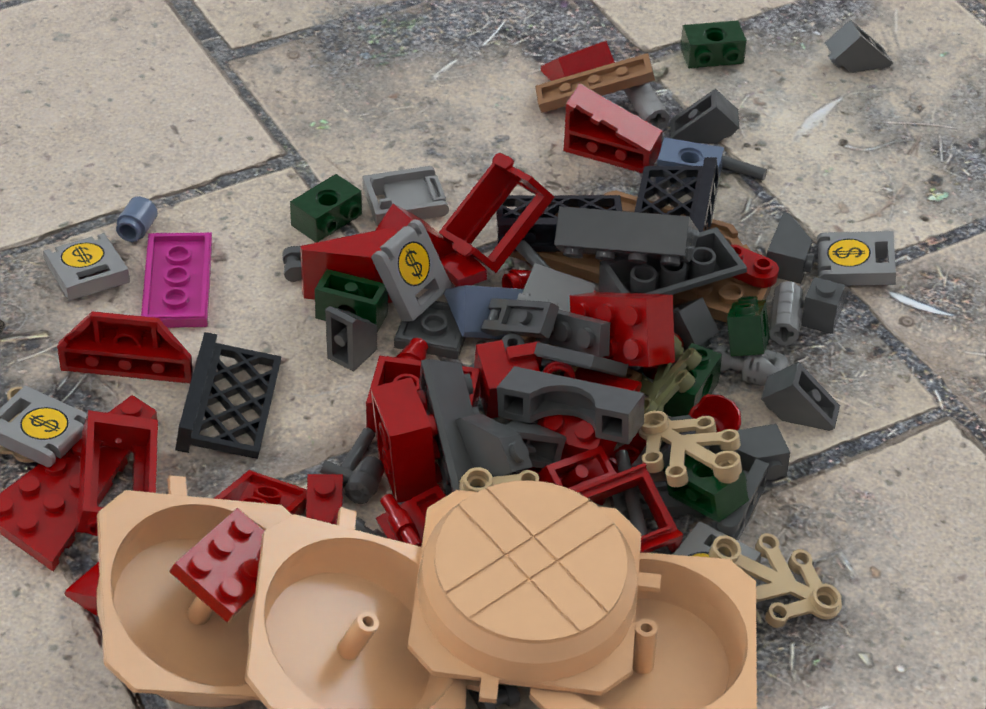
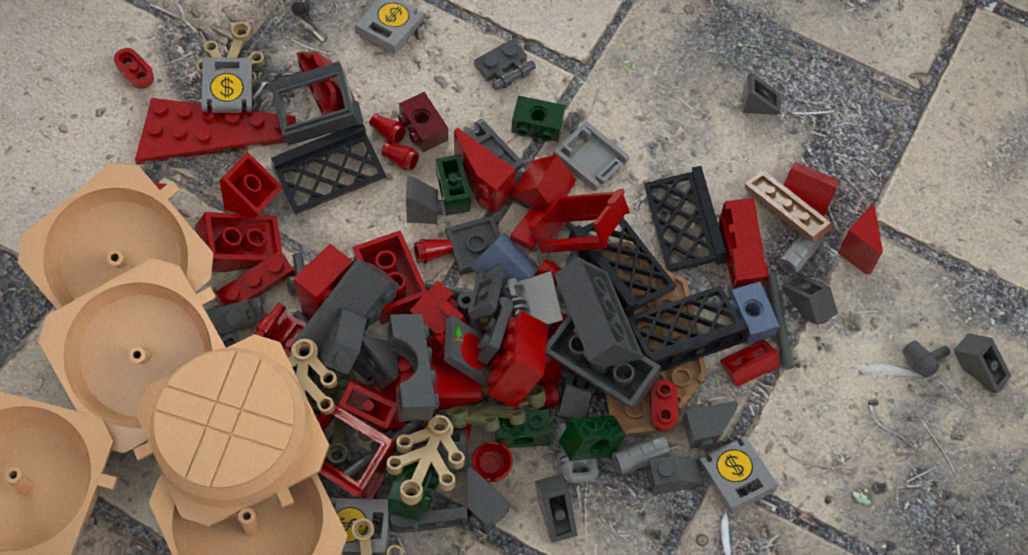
camera: 55 degrees right, 20 degrees up
(116, 431) = (200, 137): red piece -> none
(122, 388) = (323, 124): none -> dark grey piece
(136, 219) = (449, 22): sand blue brick -> none
(178, 278) = (424, 70): dark pink tile -> none
(205, 465) = (248, 187): none -> red slope
(222, 203) = (501, 59): none -> dark grey plate
(223, 565) = (125, 248): plate -> none
(227, 325) = (388, 128): none -> red cone
(245, 294) = (422, 110): none -> dark red brick
(270, 331) = (402, 156): none -> red cone
(410, 269) = (489, 200): light grey container -> none
(446, 53) = (759, 97): none -> dark grey slope
(551, 145) = (704, 210): none -> black fence
(679, 54) = (863, 242): none -> red slope
(713, 44) = (920, 262): dark green brick -> none
(738, 196) = (750, 362): none -> red slope
(826, 85) = (923, 360): none -> dark grey piece

